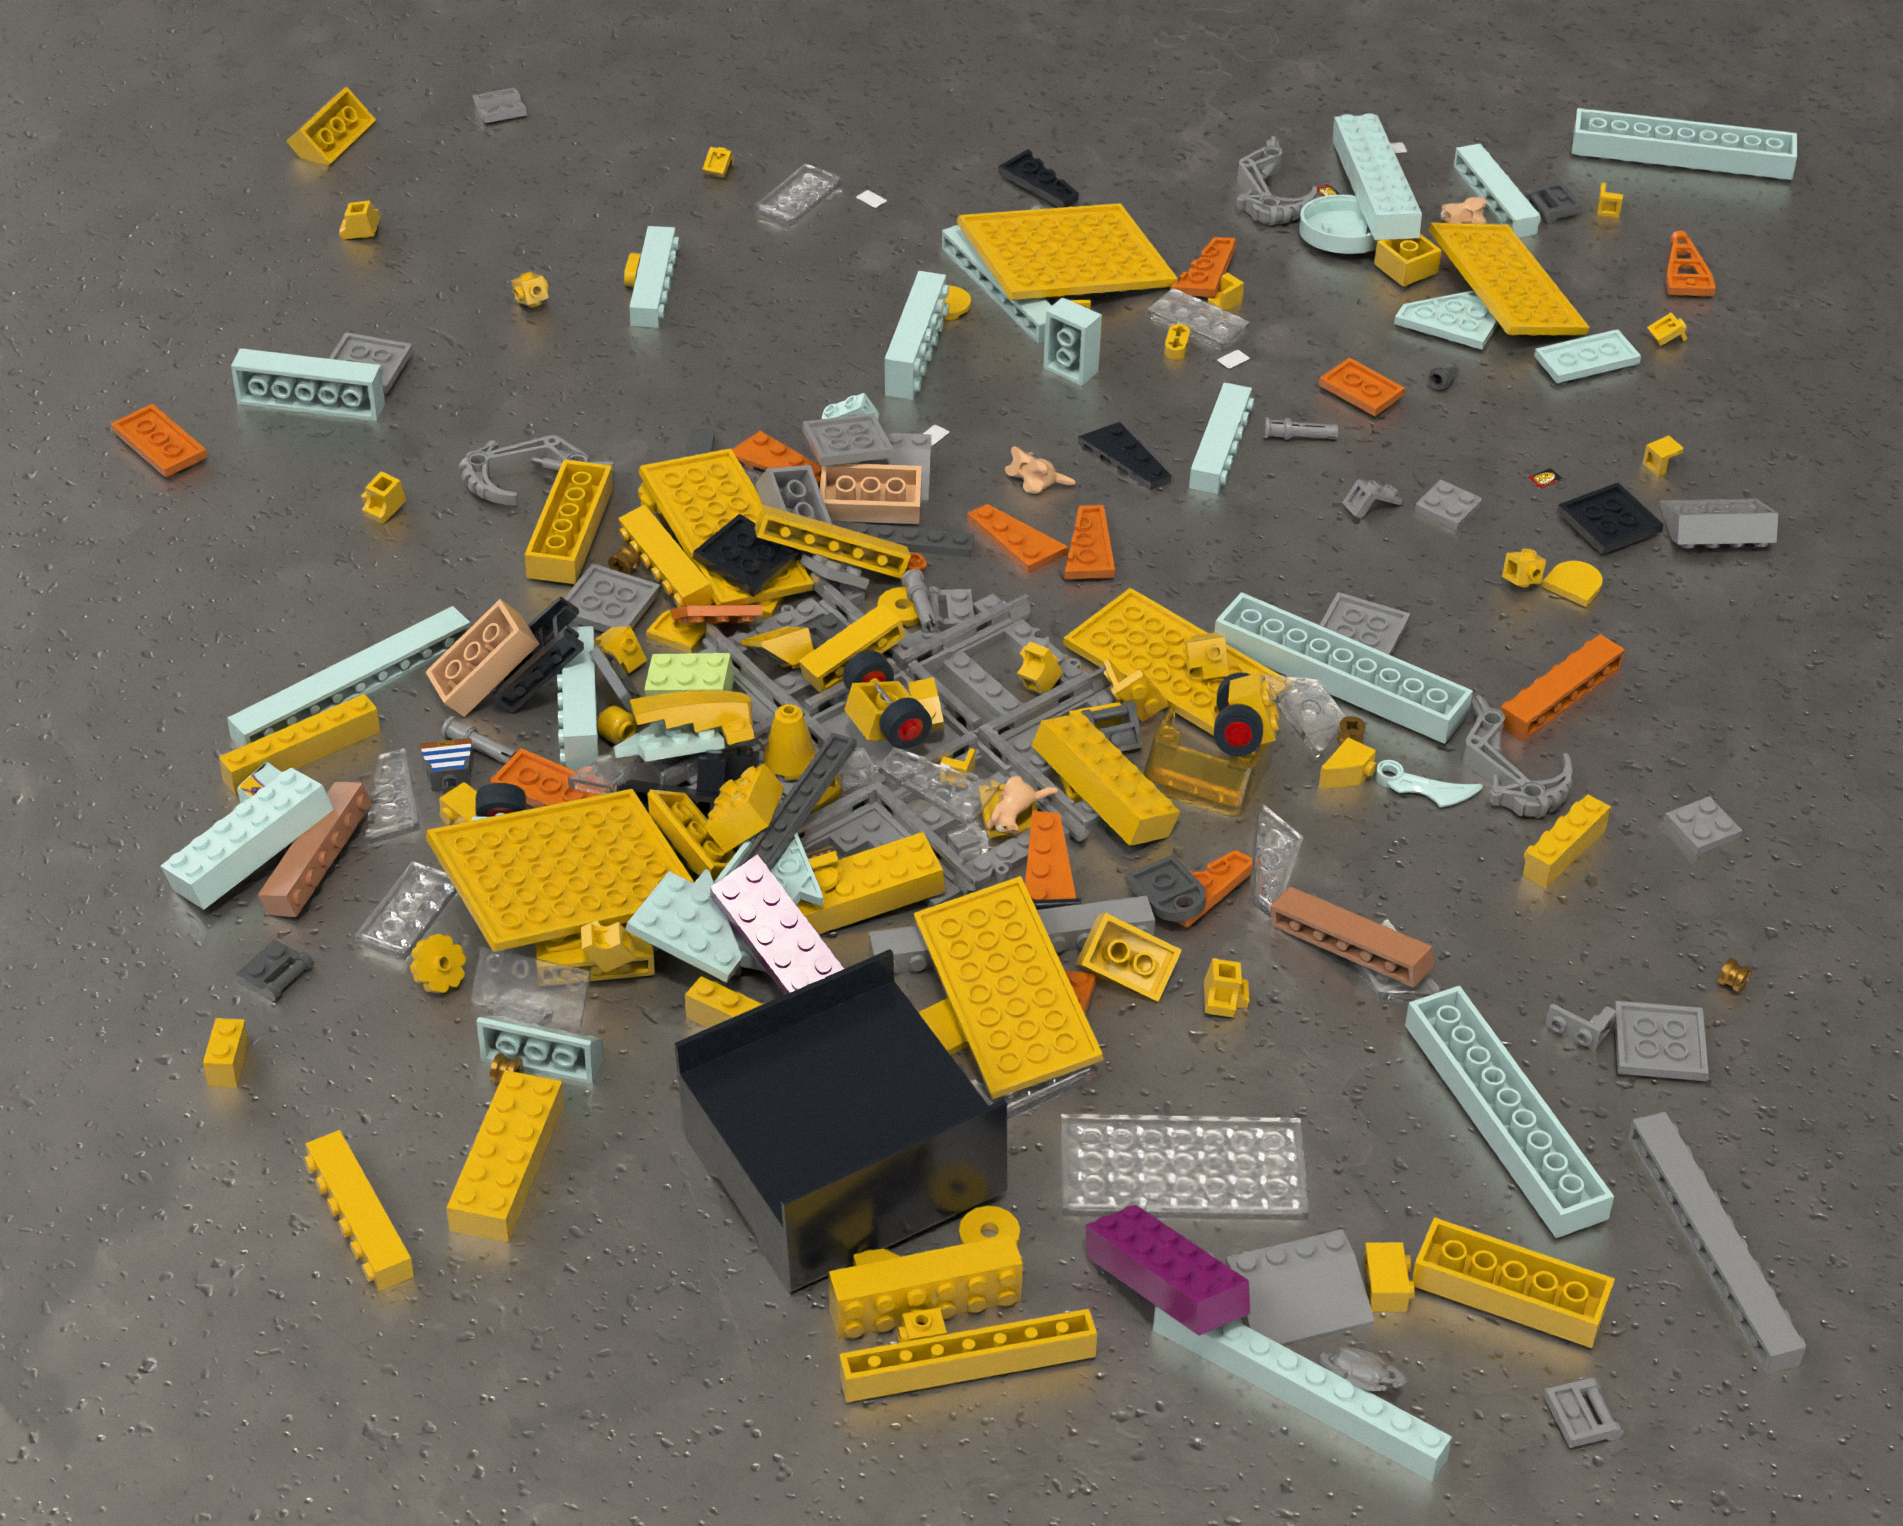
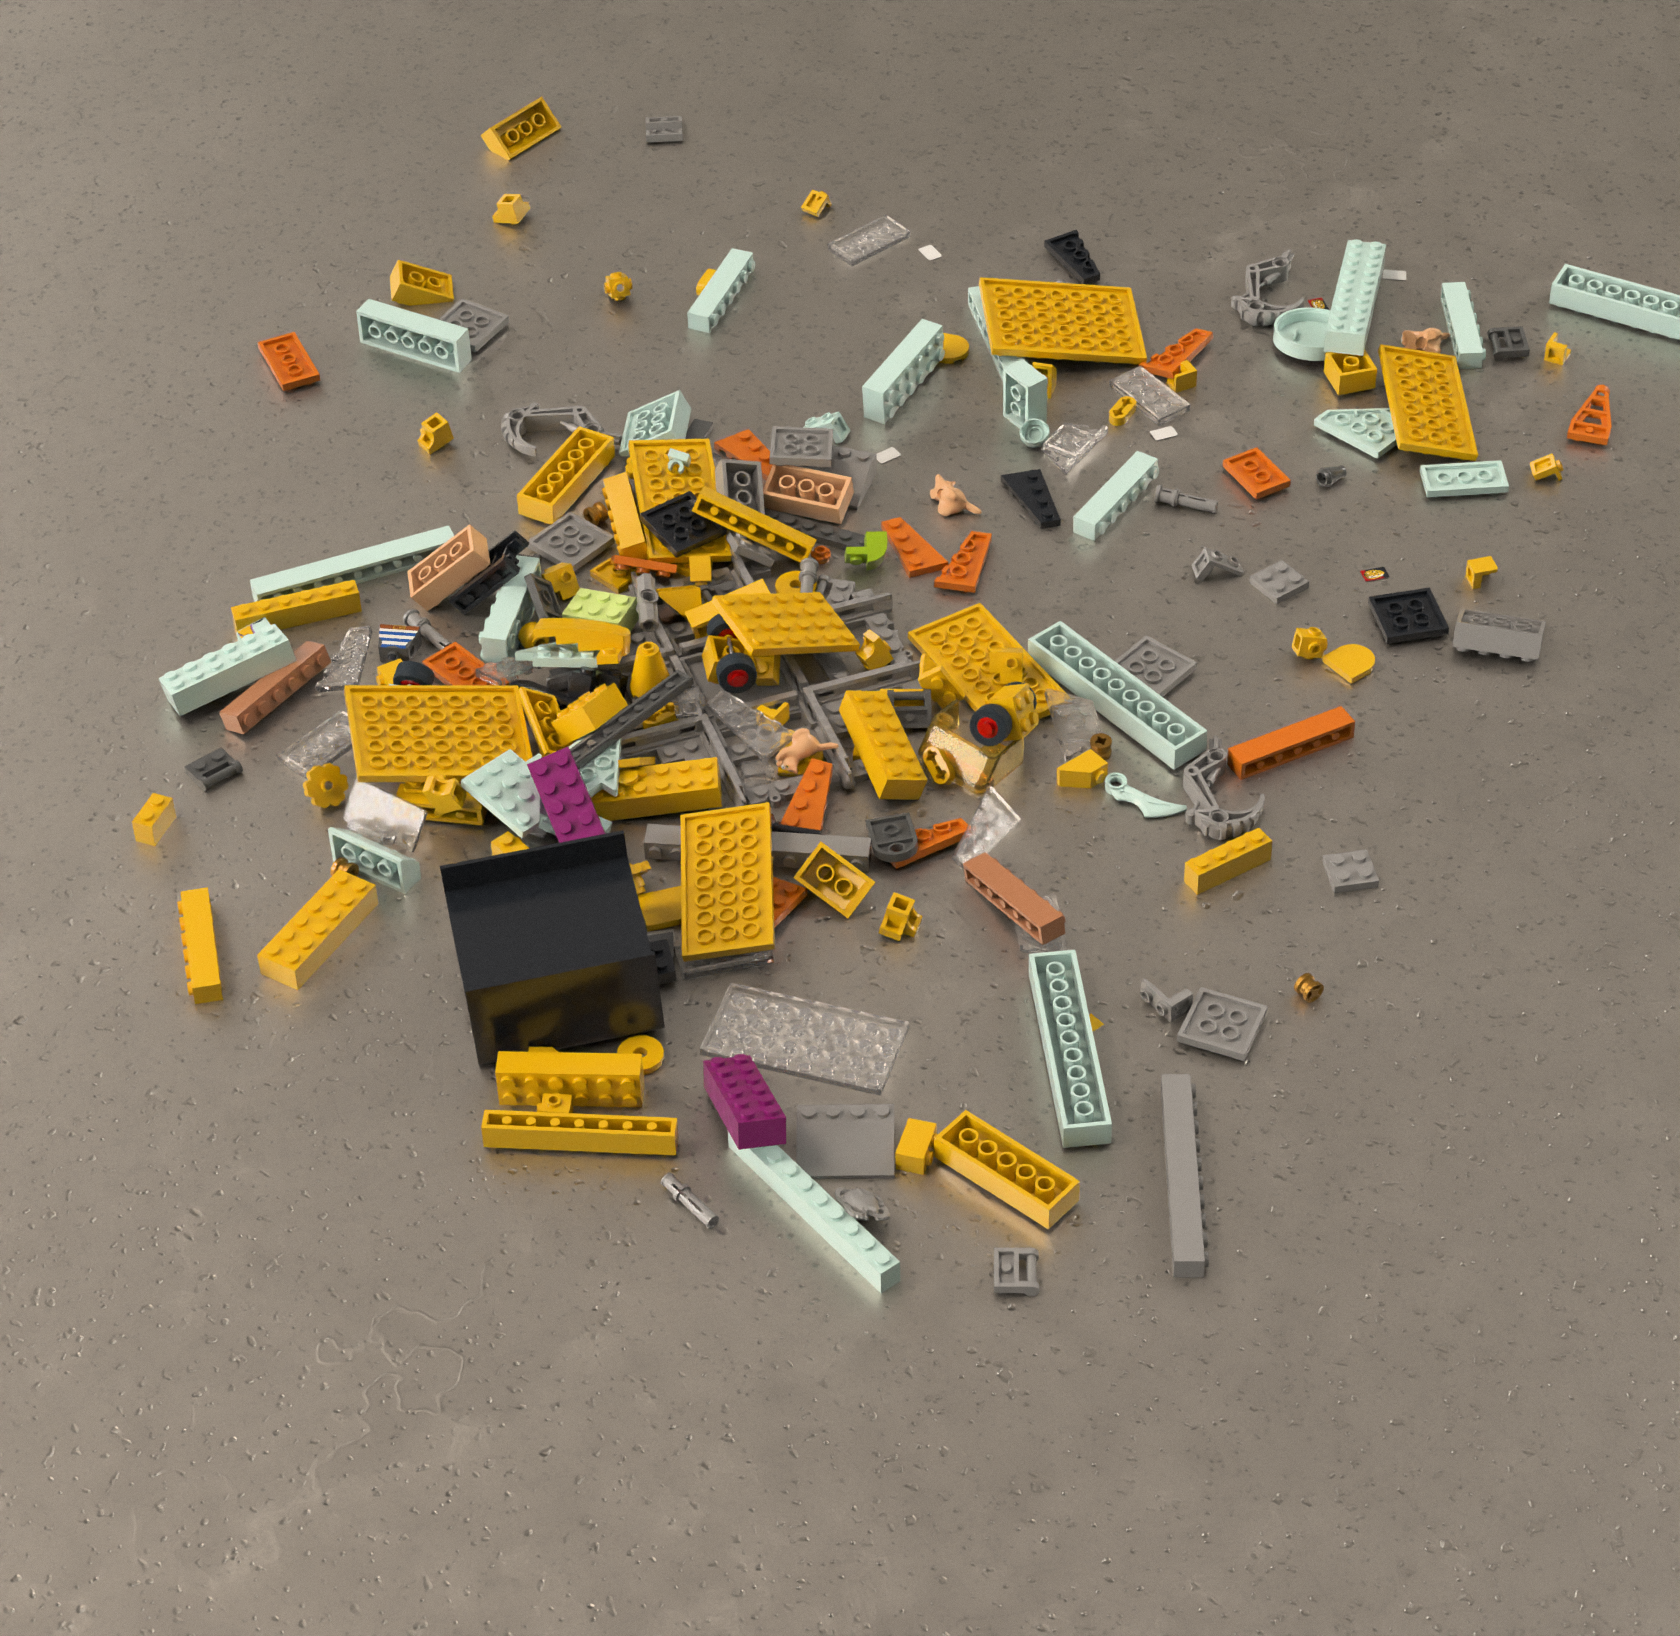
camera: 20 degrees right, 0 degrees up
(285, 324) = (419, 285): none -> yellow slope
(648, 439) = (657, 420): none -> light aqua slope
(711, 477) = (680, 458): none -> light aqua tile
(748, 657) = (647, 602): none -> light grey piece
(789, 606) = (700, 570): none -> yellow slope
(934, 652) = (785, 623): none -> yellow plate
(977, 549) = (871, 554): none -> lime brick
(1095, 381) = (1034, 432): none -> light aqua hair
(1110, 1396) = (672, 1184): none -> light grey pin
(1140, 388) = (1071, 444): none -> clear wing
(1184, 787) = (941, 764): none -> yellow beam

